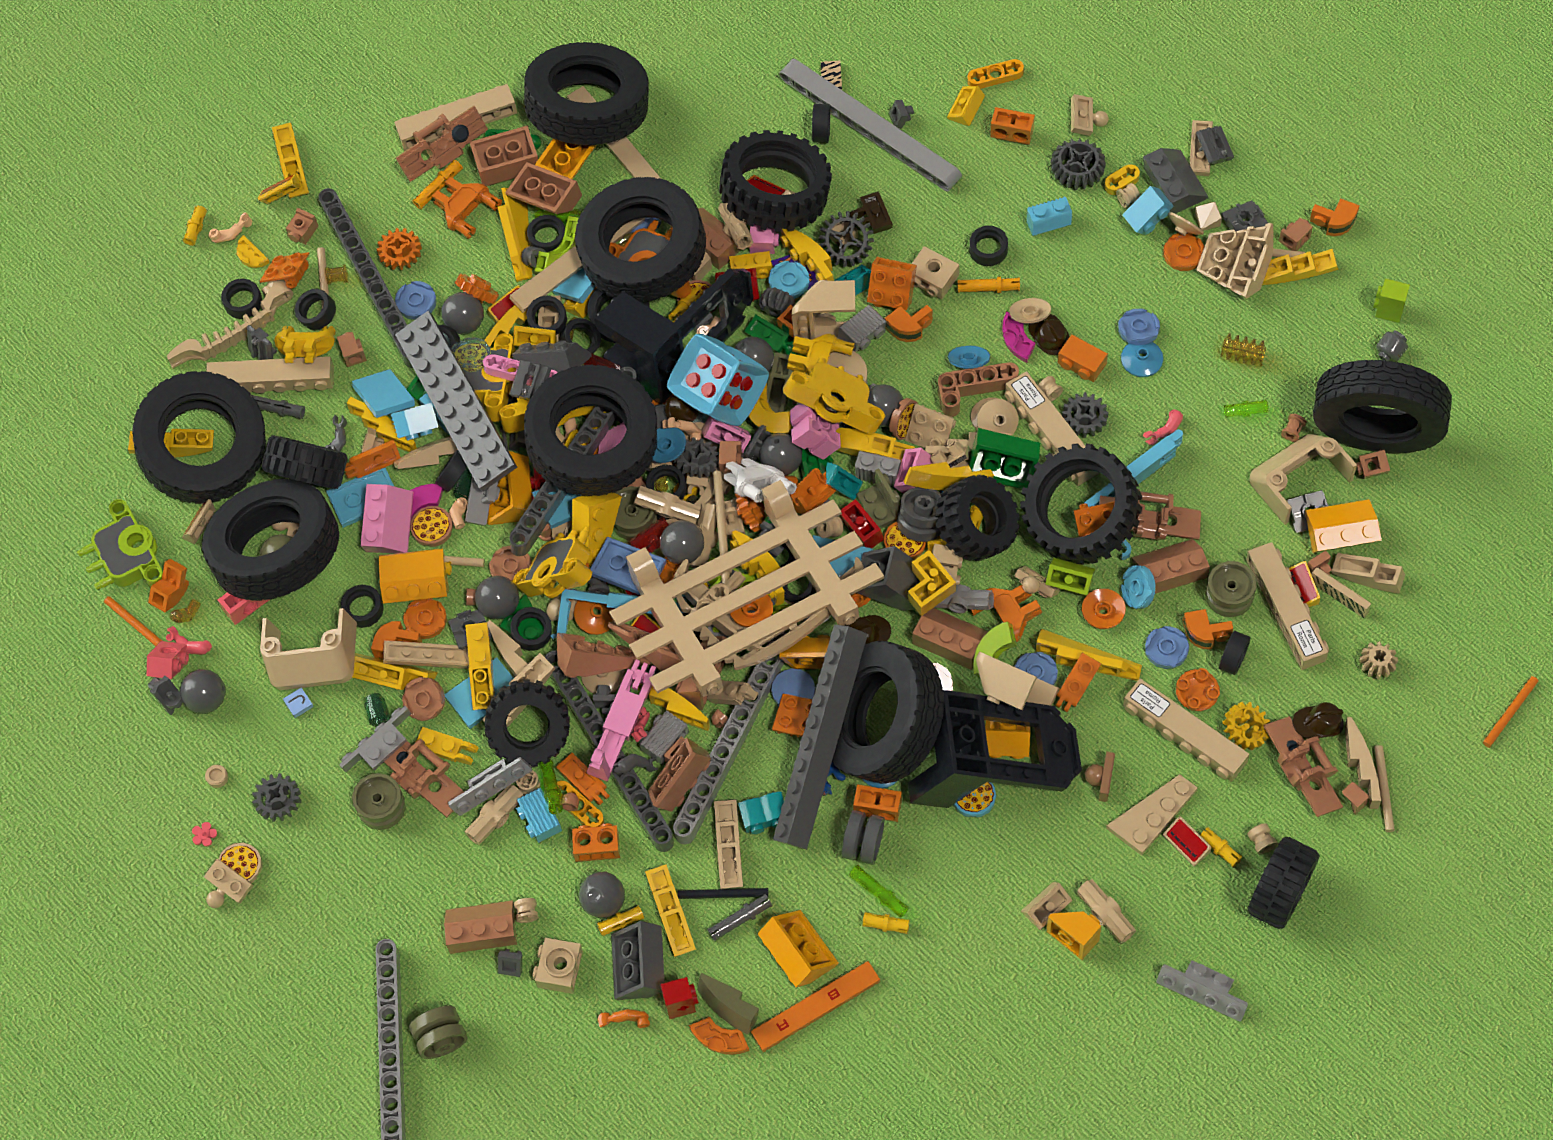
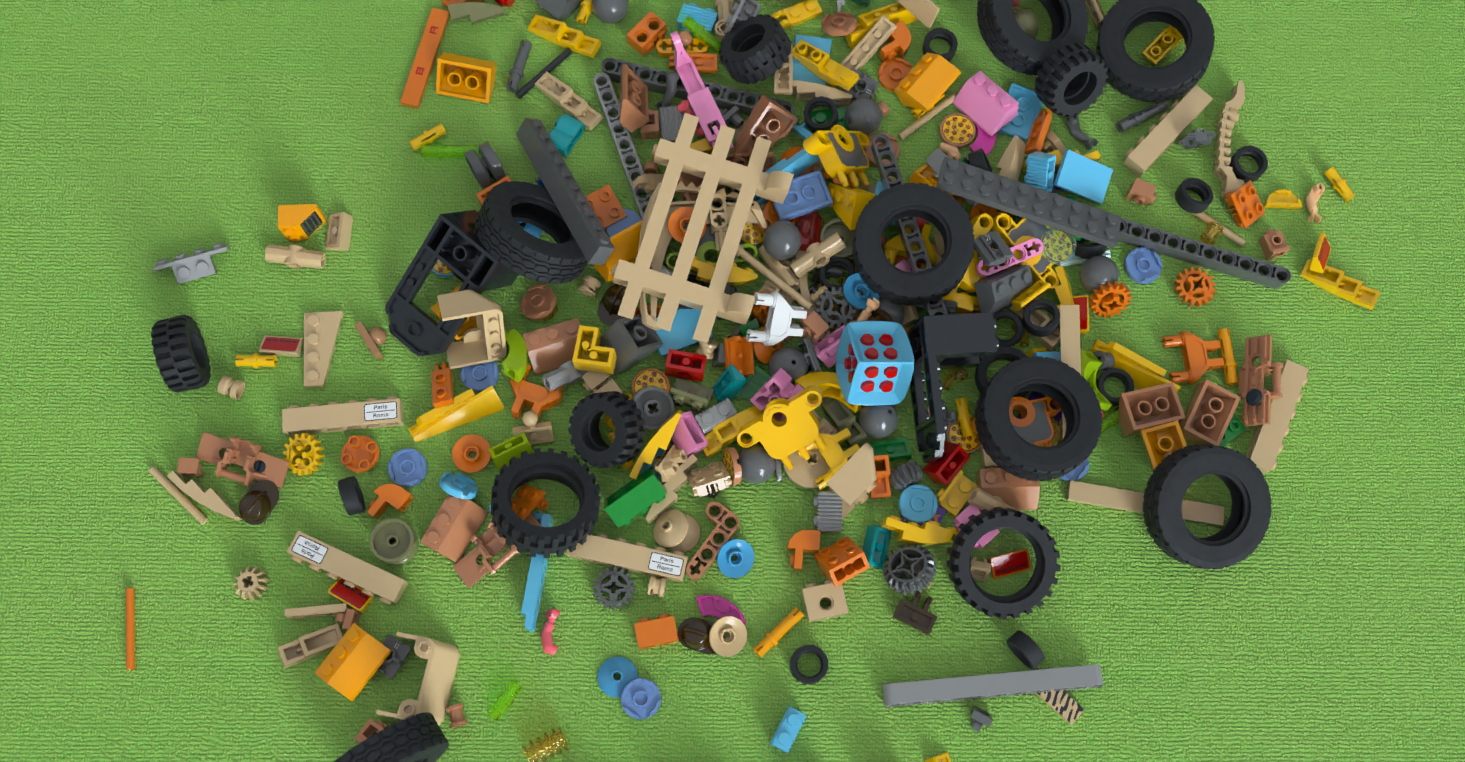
camera: 125 degrees right, 10 degrees up
(304, 344) = (1169, 162): yellow connector -> none

